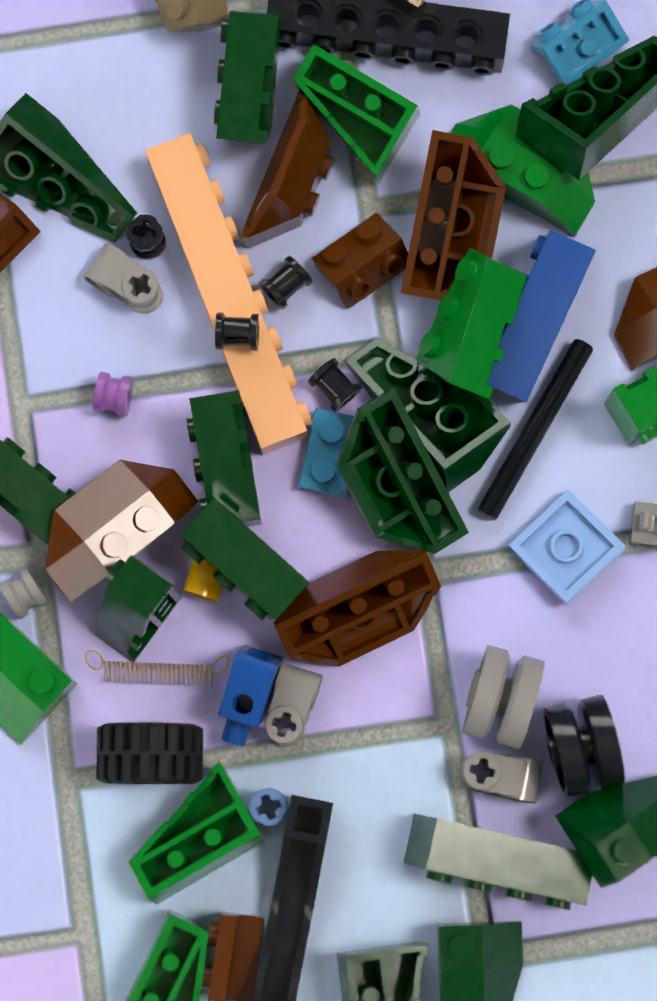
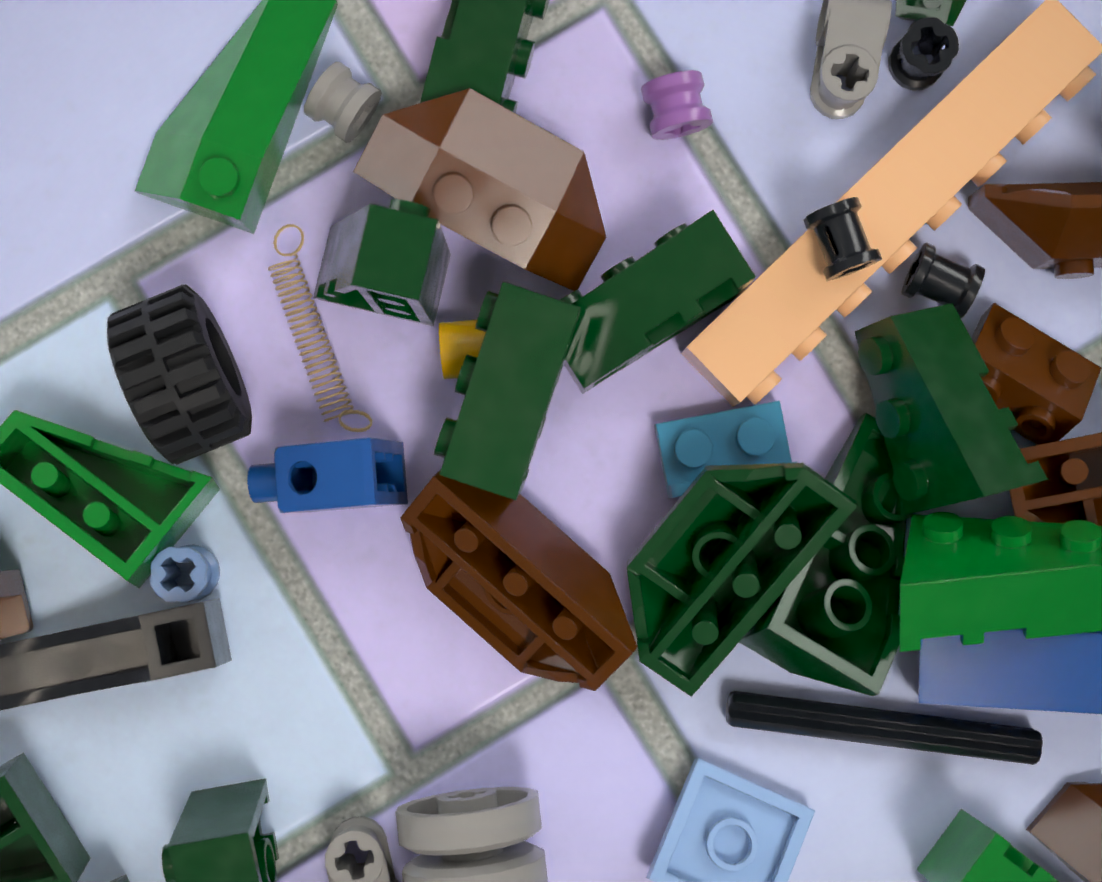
camera: 60 degrees right, 5 degrees up
(293, 697) = (352, 543): light grey piece -> none
(334, 384) = (824, 413): black bush -> none
(361, 320) = (937, 413): none -> dark green wedge

